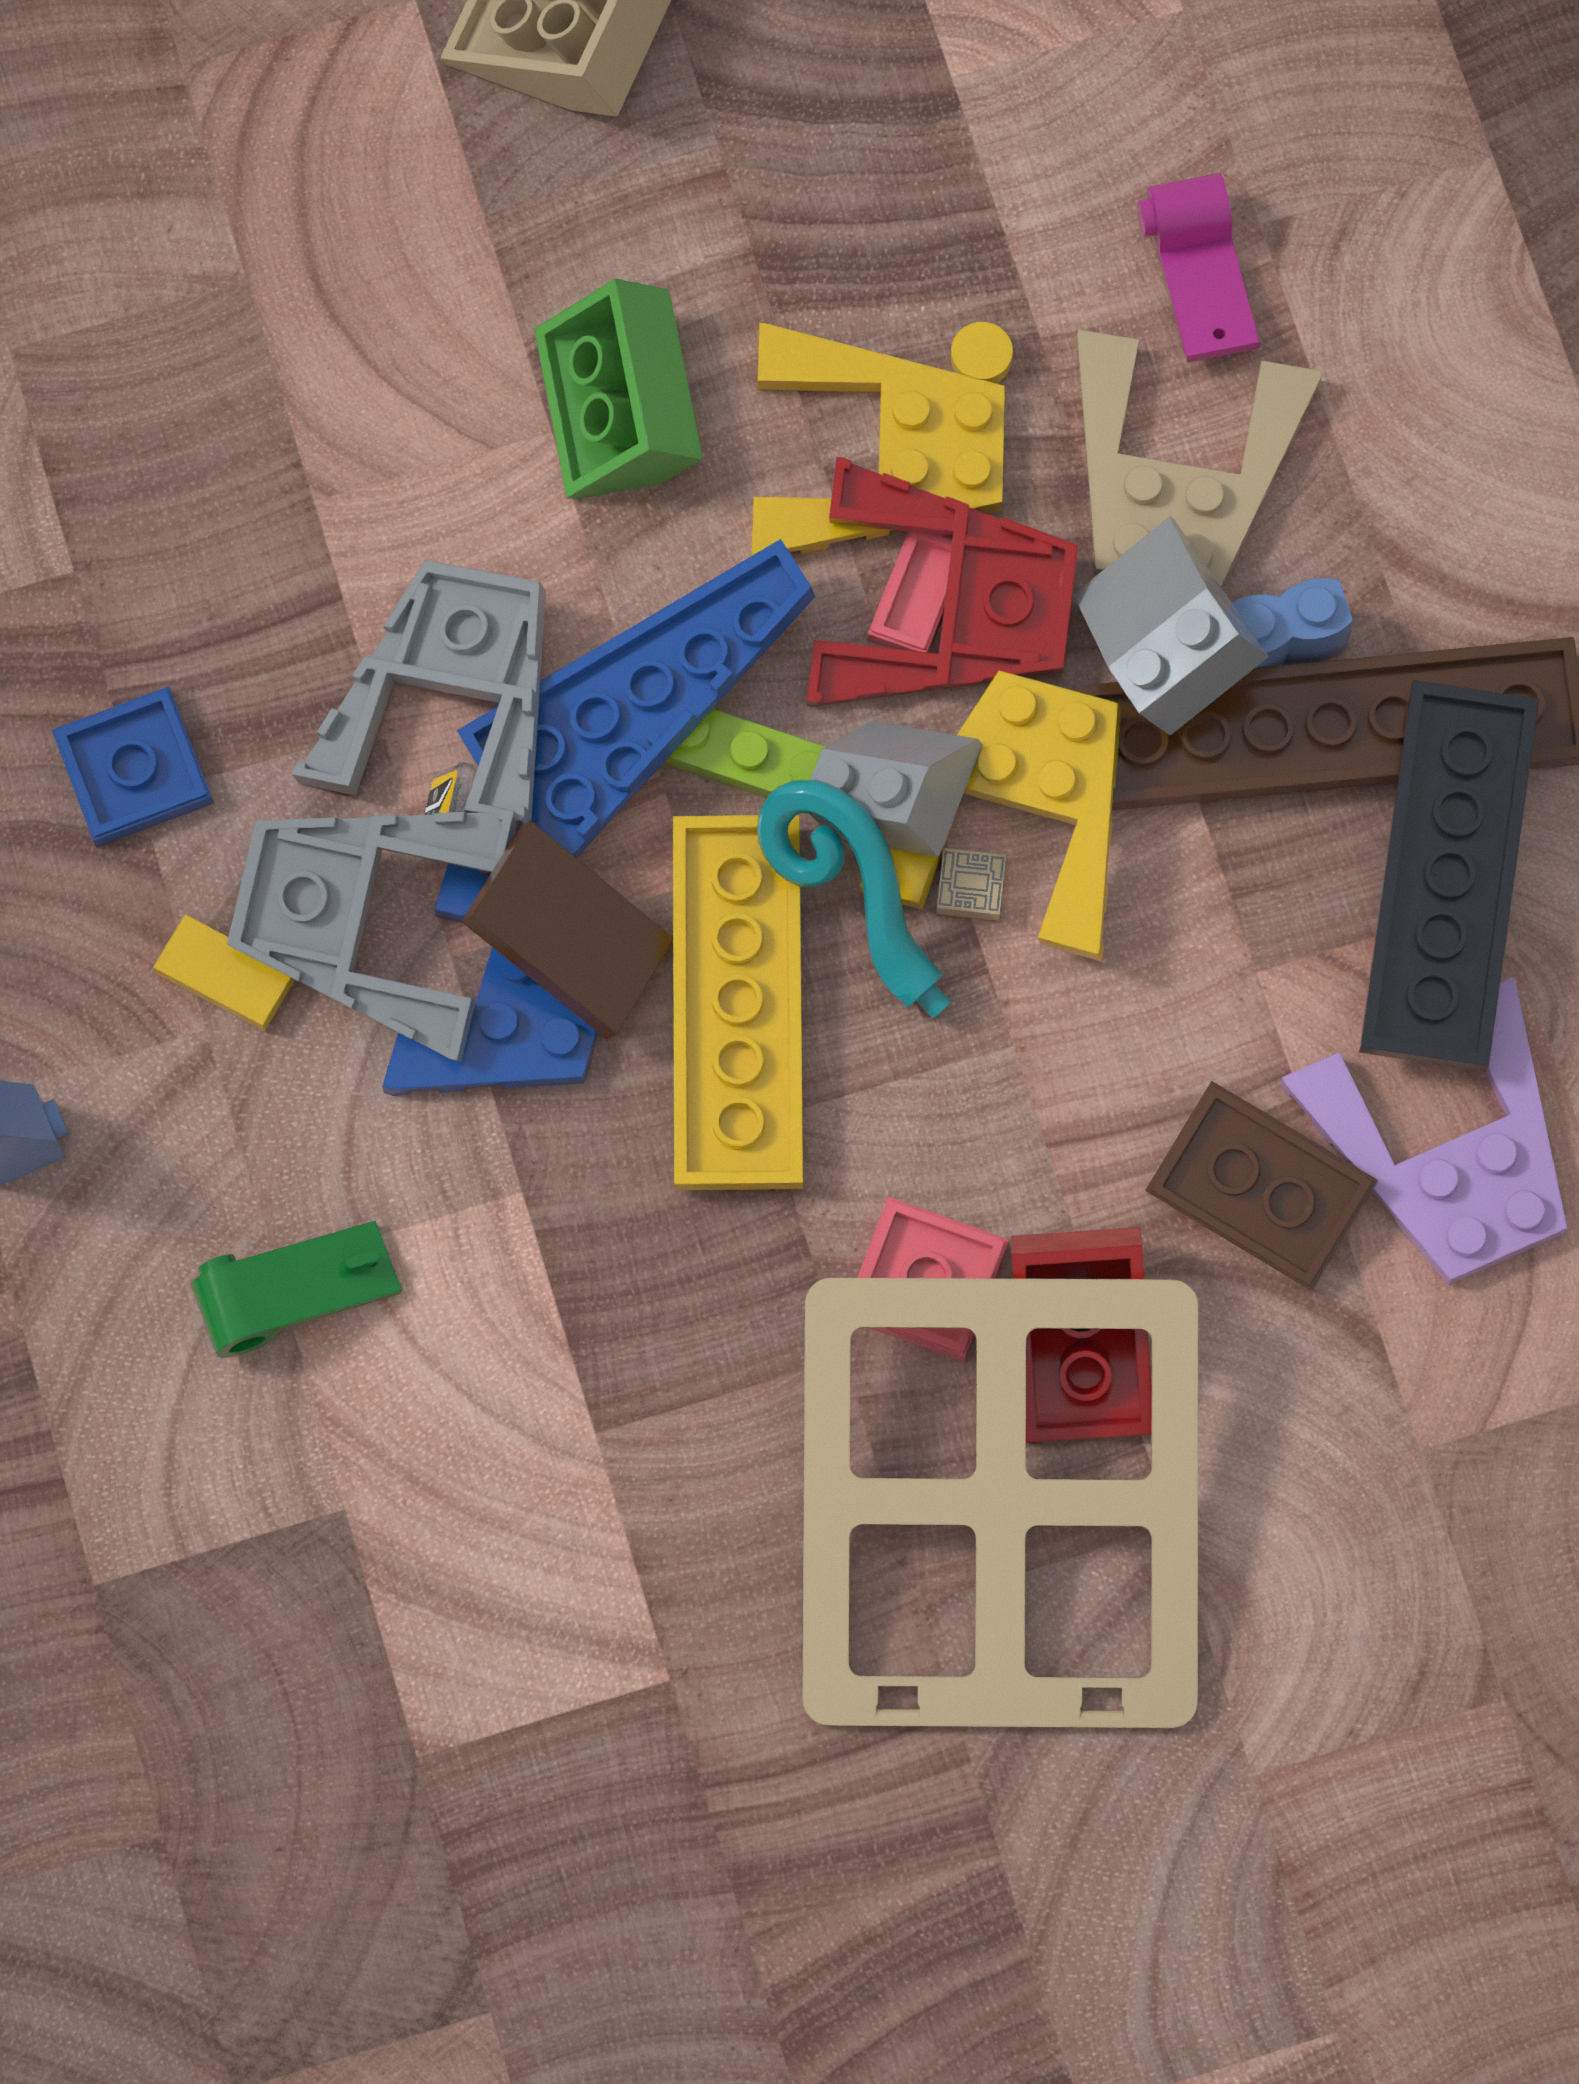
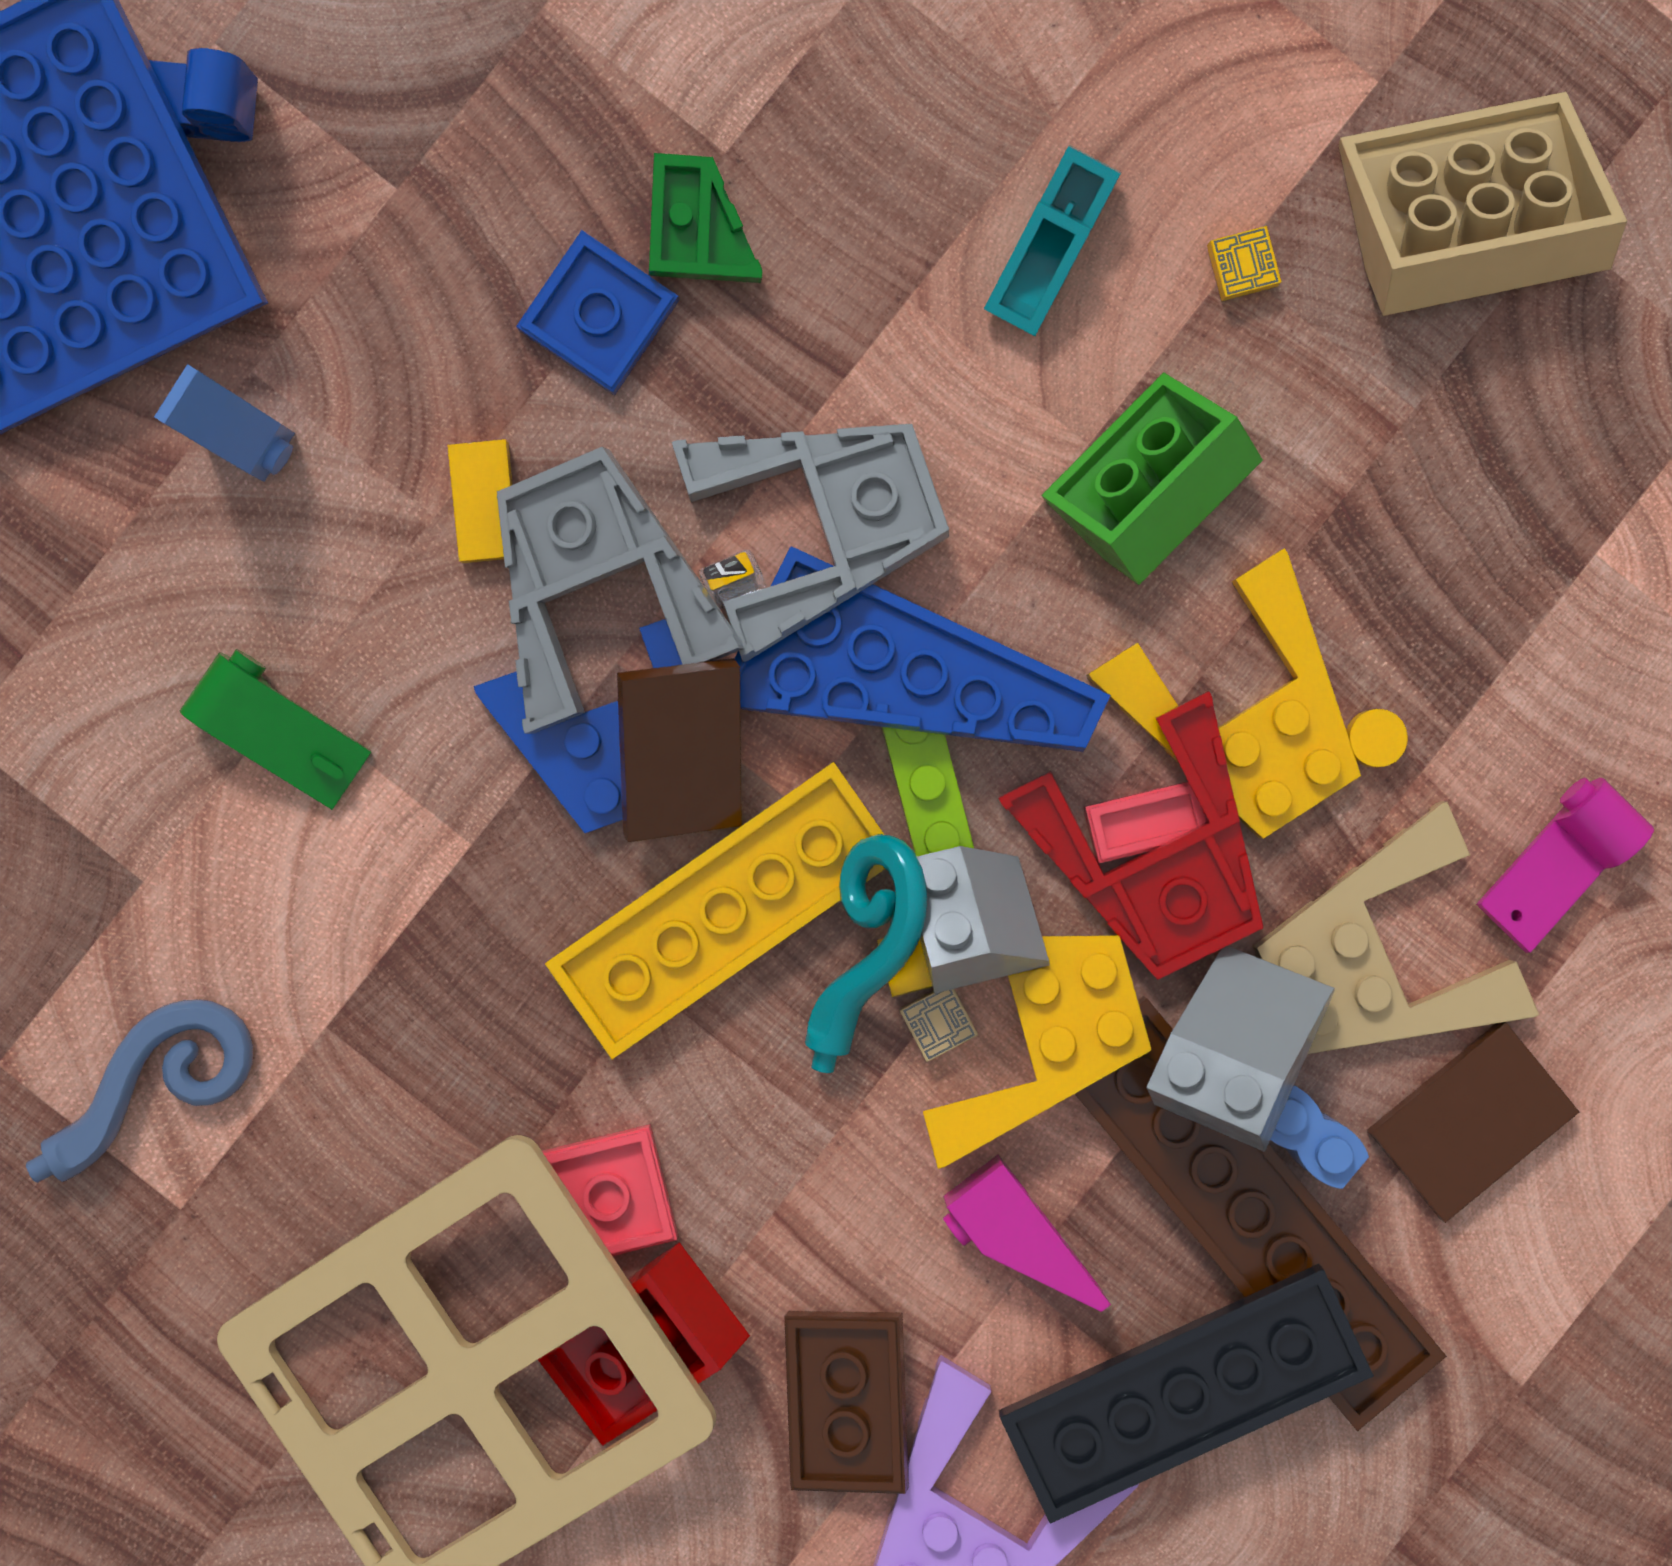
camera: 50 degrees right, 15 degrees up
(119, 630) = (695, 224): none -> green wing
(353, 343) = (1052, 240): none -> teal slope
(489, 202) = (1244, 263): none -> yellow tile
(544, 1709) = (90, 1136): none -> sand blue plant
(1201, 933) = (1014, 1231): none -> dark pink slope
(1381, 487) = (1473, 1121): none -> reddish brown tile

